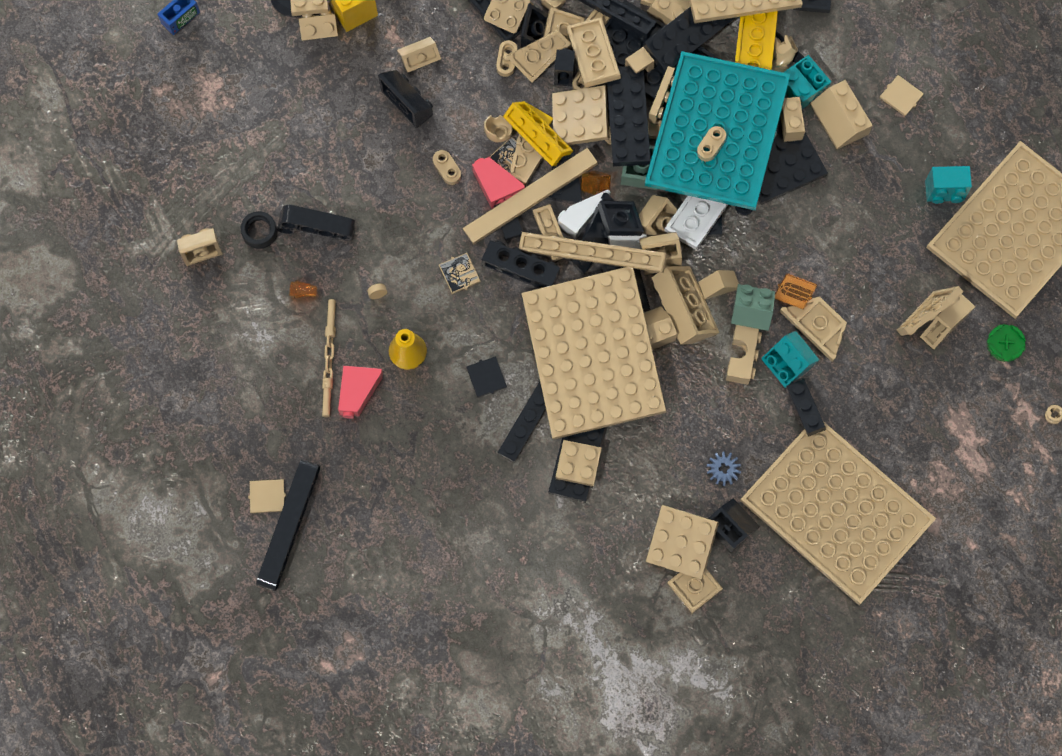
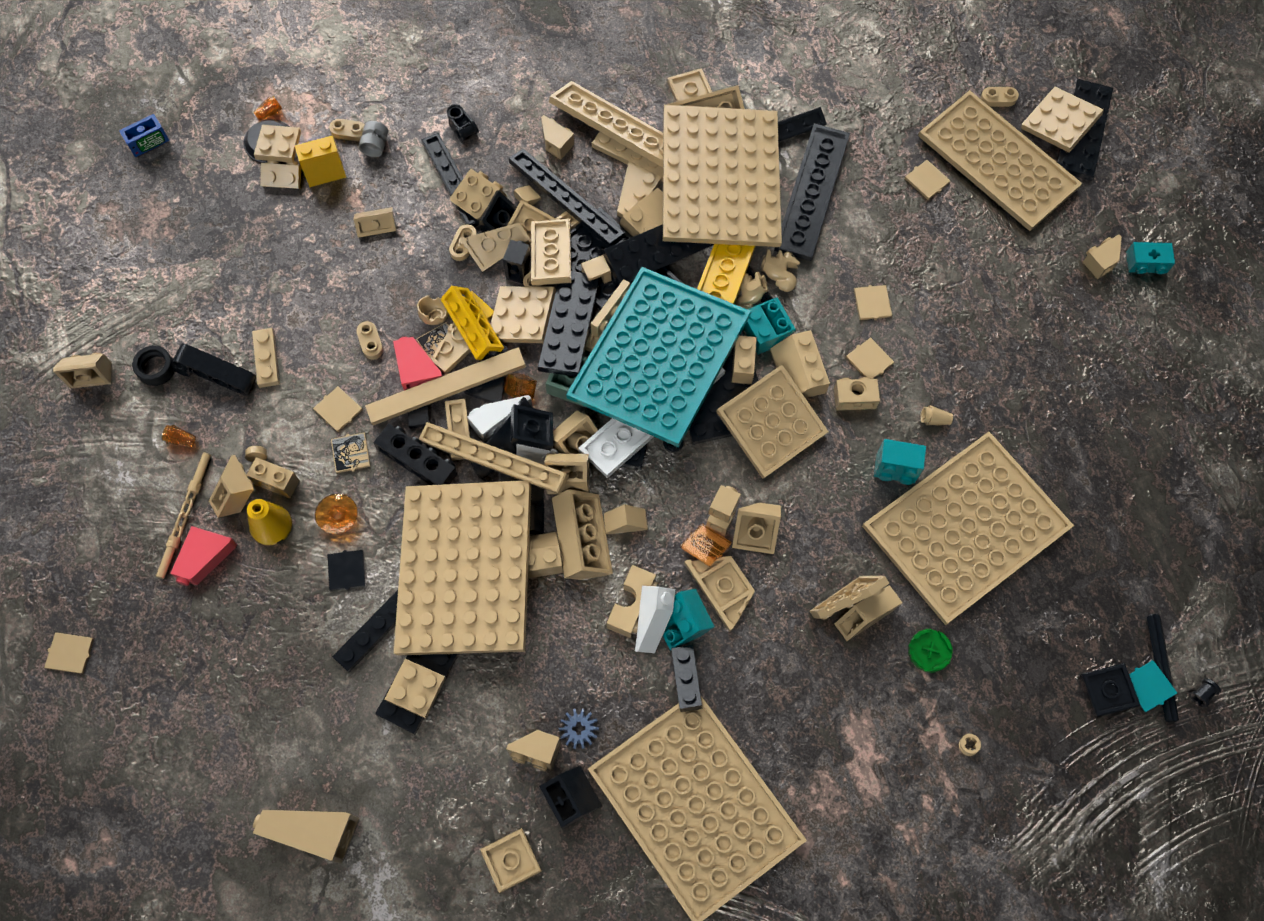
camera: 10 degrees right, 5 degrees down
(288, 525) = (77, 692): black beam -> none
(357, 202) = (265, 357): none -> tan plate
(367, 325) = (231, 489): none -> tan slope
(399, 309) = (273, 477): none -> tan brick
(405, 97) = (346, 260): black slope -> none
(436, 236) = (337, 409): none -> tan piece
(462, 321) = (333, 505): none -> clear orange dish
(522, 596) = (310, 831): none -> tan slope
(682, 542) = (506, 806): tan plate -> none
(695, 491) = (537, 748): none -> tan slope
(711, 142) = (648, 365): tan plate -> none
(753, 307) = (653, 553): sand green brick -> none
(766, 358) = (654, 615): none -> white slope
(799, 26) = (777, 267): none -> tan animal
(805, 257) = (723, 509): none -> tan arch
(828, 170) = (772, 421): none -> tan plate
(837, 267) = (757, 528): none -> tan slope
(889, 137) = (847, 400): none -> tan brick
(893, 41) = (872, 302): none -> tan piece
(970, 136) = (934, 416): none -> tan cone

